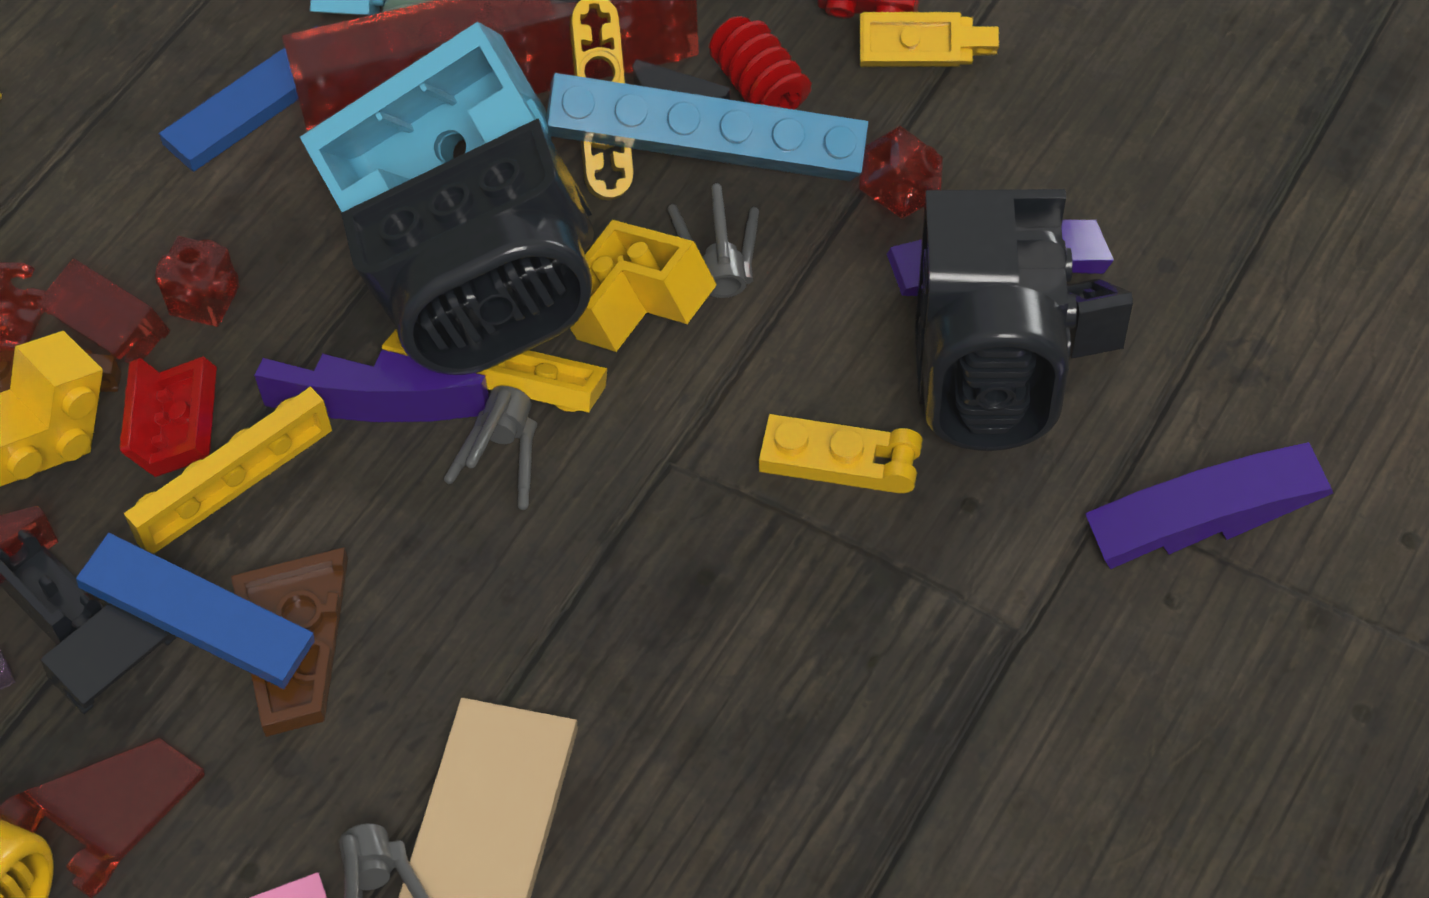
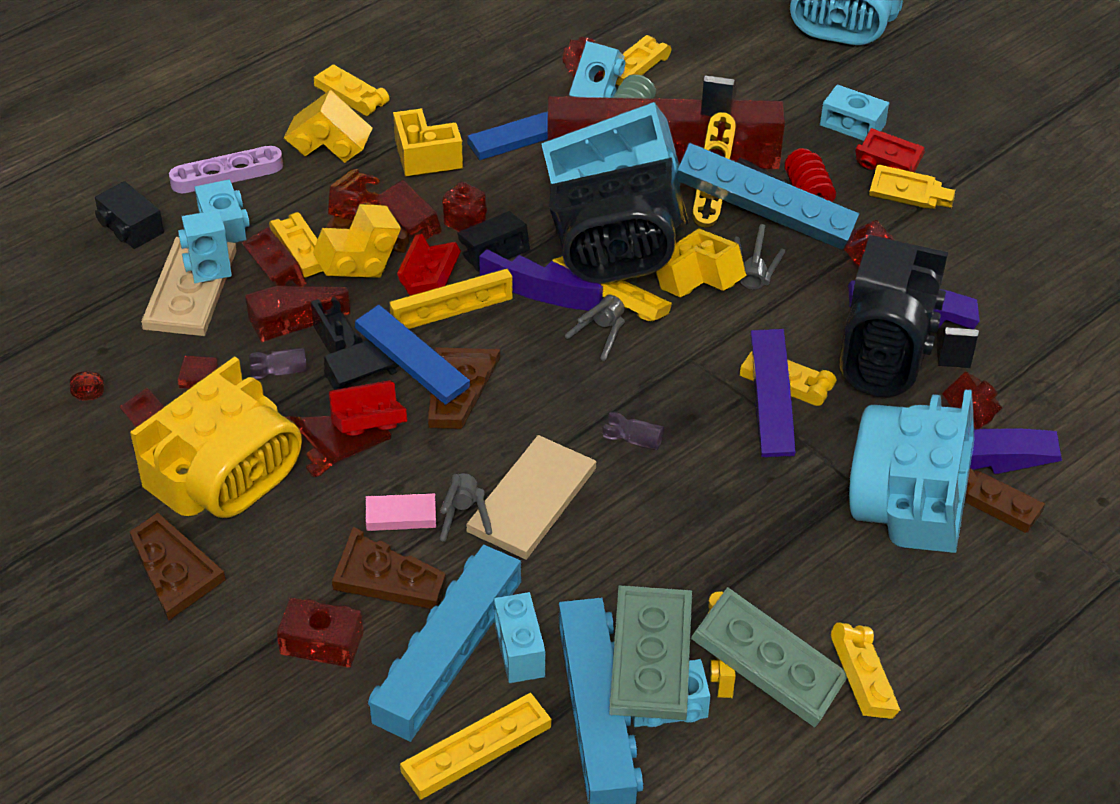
camera: 15 degrees right, 10 degrees down
(94, 180) = (426, 147): none -> yellow brick
(146, 741) = (366, 407): none -> red bracket
(271, 323) = (501, 234): none -> black hinge
(620, 639) = (633, 431): none -> clear purple bar
(831, 501) = (772, 393): none -> dark purple slope
(1117, 596) = (914, 471): none -> medium azure brick
(1156, 420) = (983, 398): none -> clear red brick
(1248, 588) = (1002, 501): none -> reddish brown hinge

